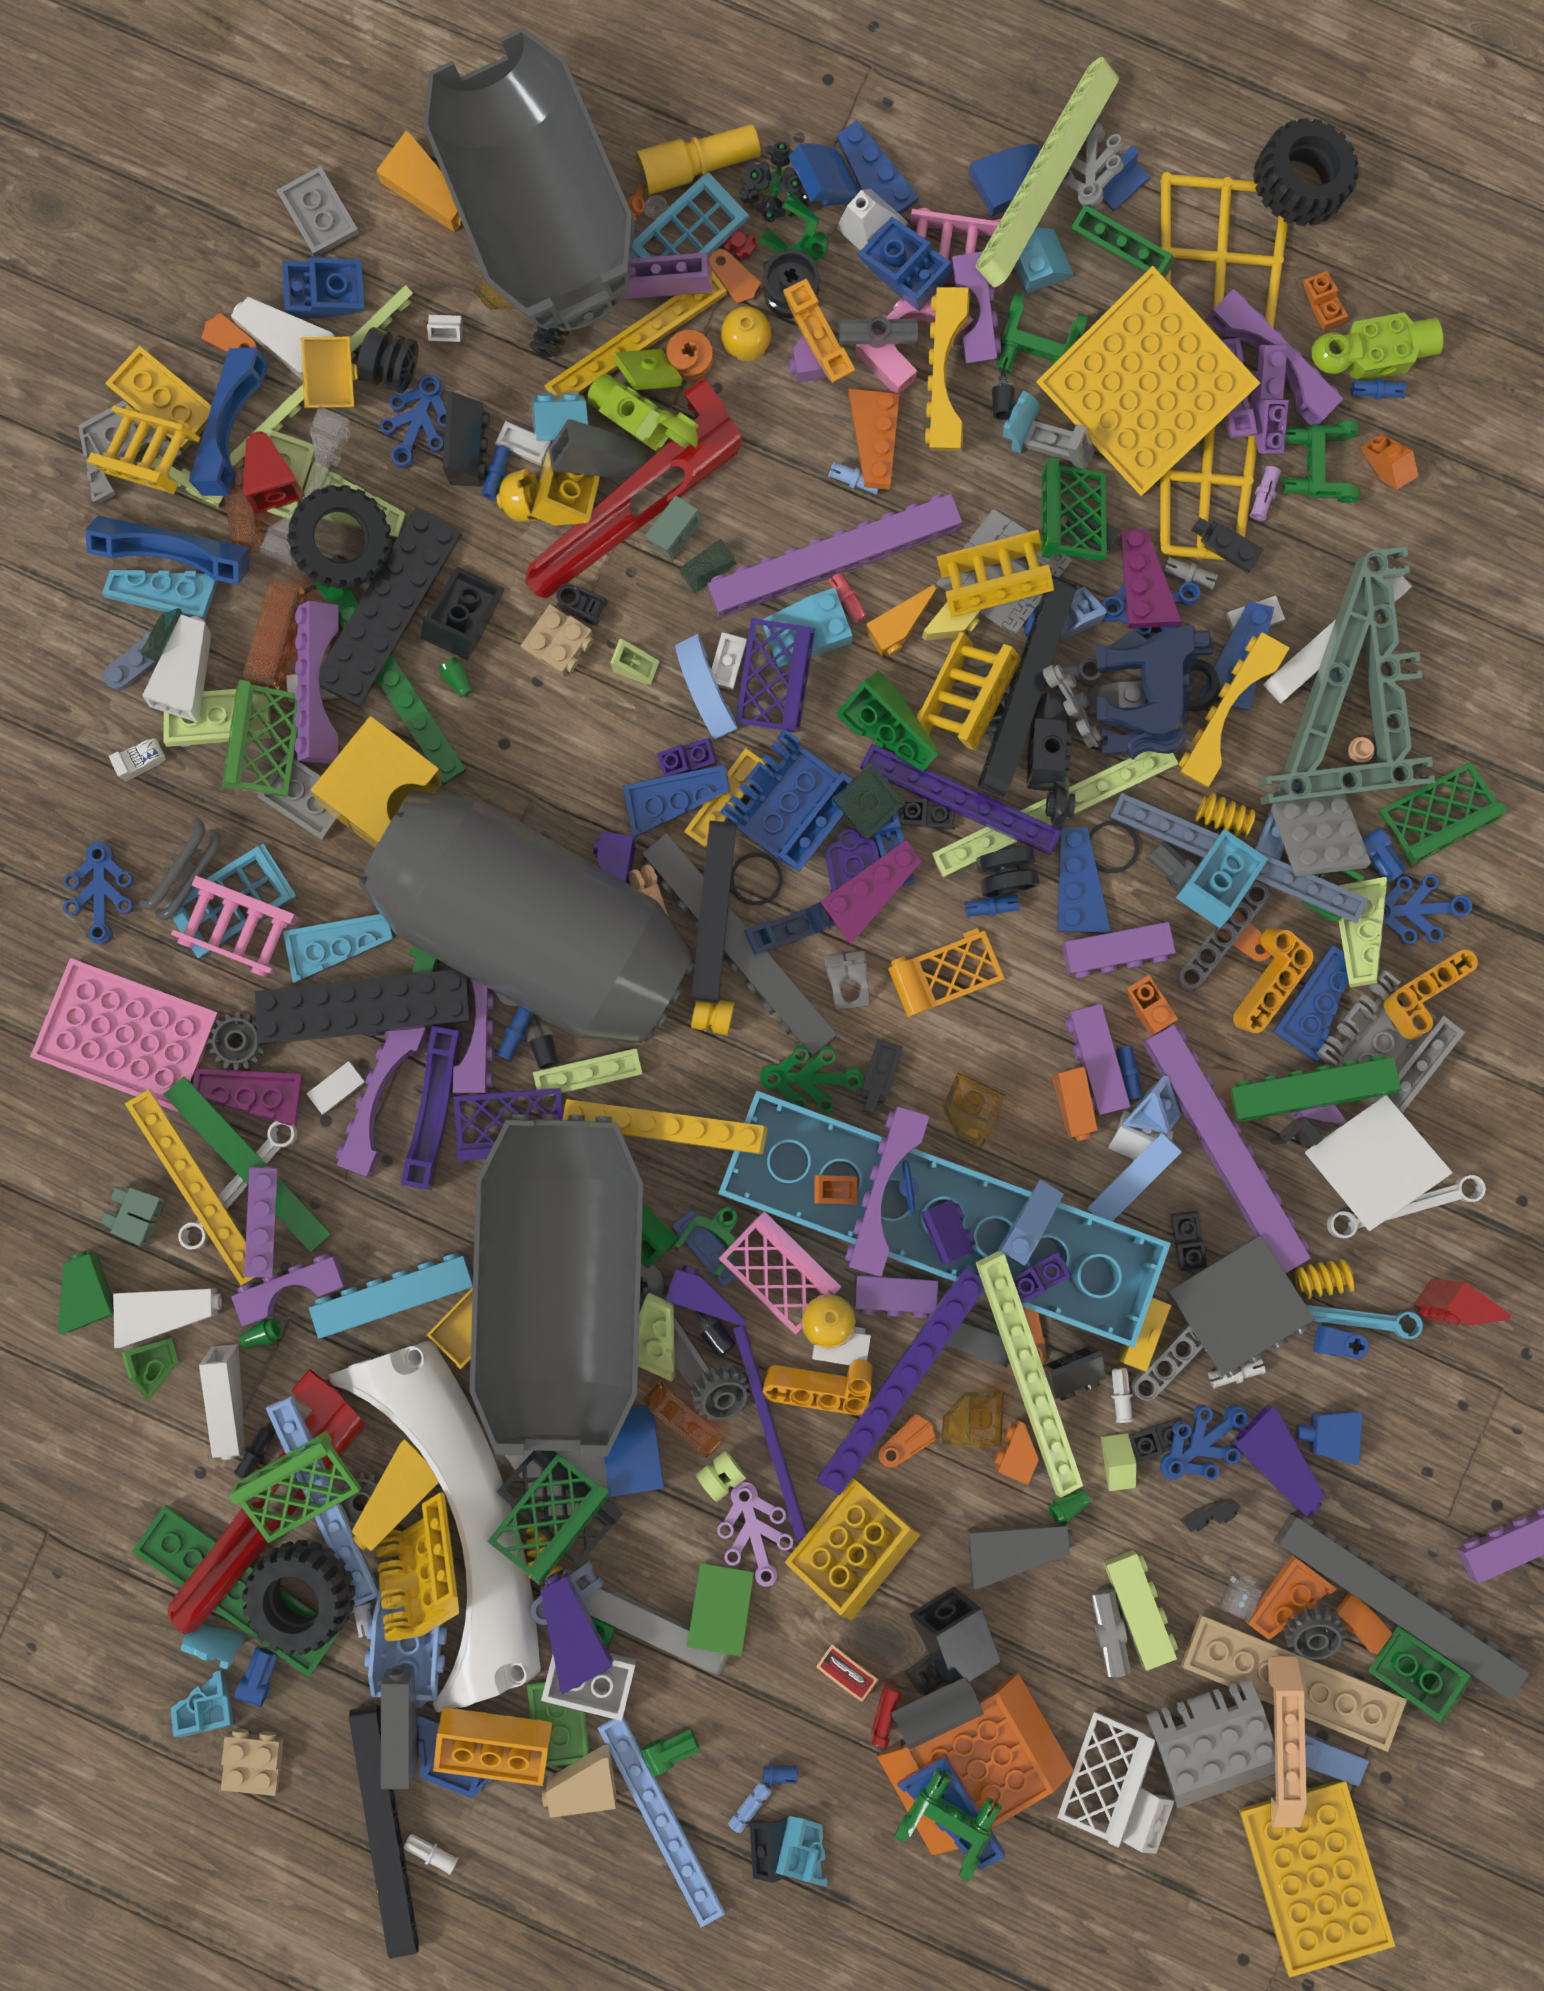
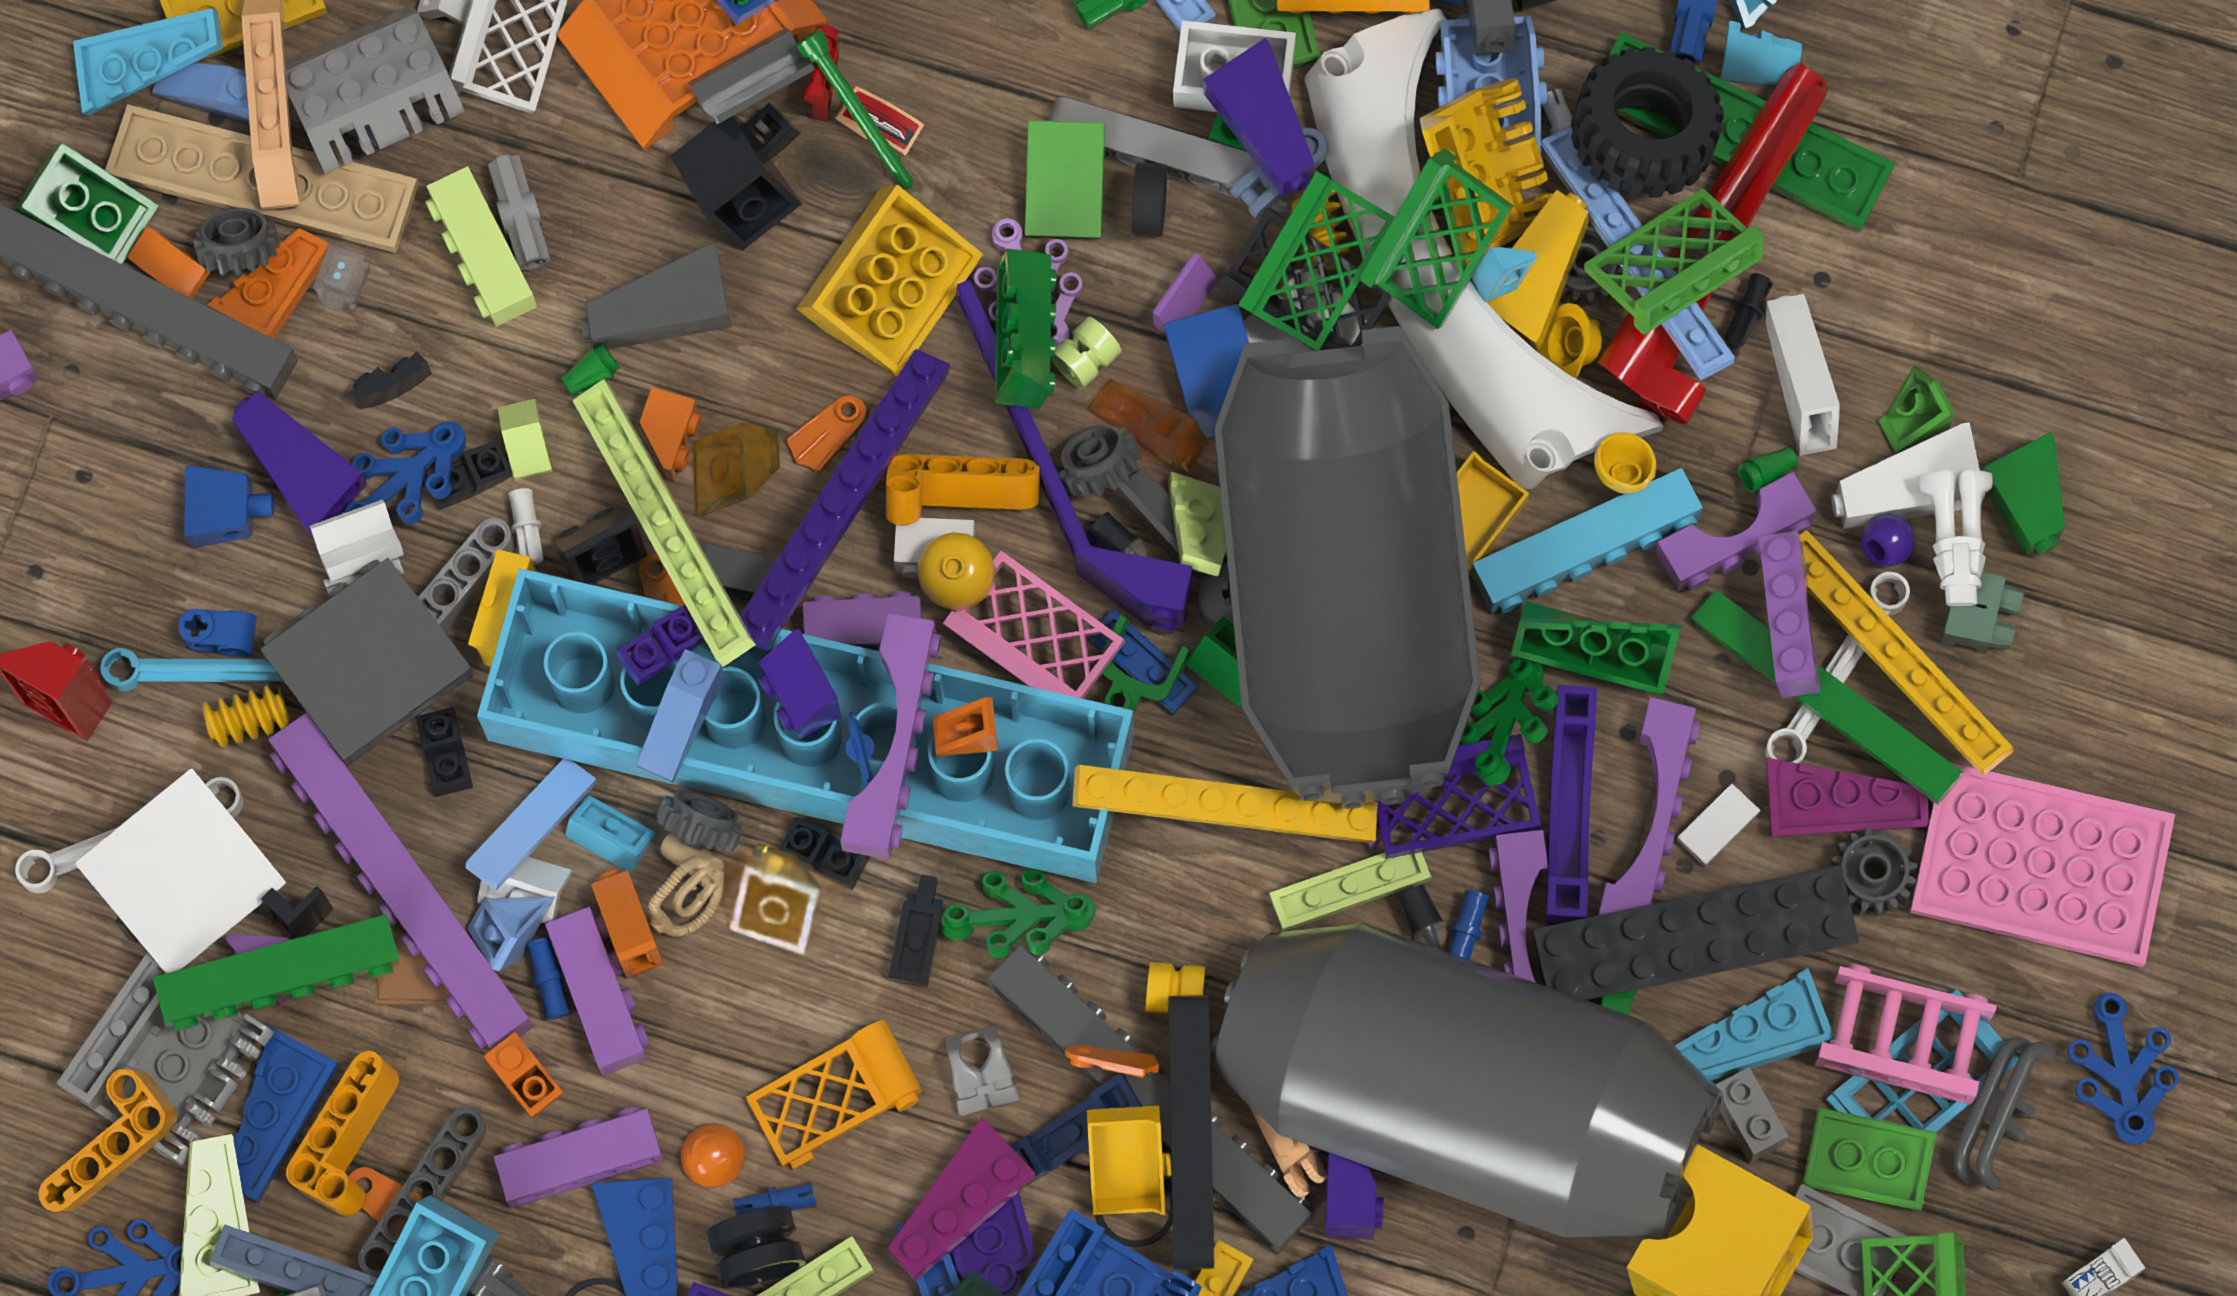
camera: 175 degrees right, 10 degrees down
(138, 1246) = (1958, 558): none -> white piece
(186, 1271) = (1887, 540): none -> dark purple piece
(274, 850) = (1869, 1159): none -> bright green tile
(344, 883) = (1751, 1116): none -> light grey brick
(355, 1343) = (1625, 463): none -> yellow piece
(380, 1442) = (1572, 339): none -> yellow piece
(397, 1217) = (1611, 651): none -> green wedge
(418, 1488) = (1502, 271): none -> medium azure slope
(460, 1178) = (1520, 678): none -> green plant
(471, 1537) = (1406, 227): none -> green fence
(646, 1512) = (1185, 293): none -> medium lavender slope
(662, 1586) = (1149, 199): none -> black tyre
(758, 899) = (1127, 1160): none -> yellow container
(759, 965) = (1112, 1060): none -> orange piece
(761, 1496) = (1023, 329): none -> green wedge
(889, 1727) = (816, 49): none -> green piece
(943, 1142) = (823, 853): none -> black slope
(1019, 1164) = (700, 821): none -> dark grey gear
(1021, 1134) = (704, 870): none -> tan piece
(1029, 943) = (712, 1155): none -> orange piece
(1080, 1170) = (609, 834): none -> medium azure slope
(1241, 1396) = (355, 540): none -> white panel
(1377, 1788) = (138, 56): none -> medium azure wing

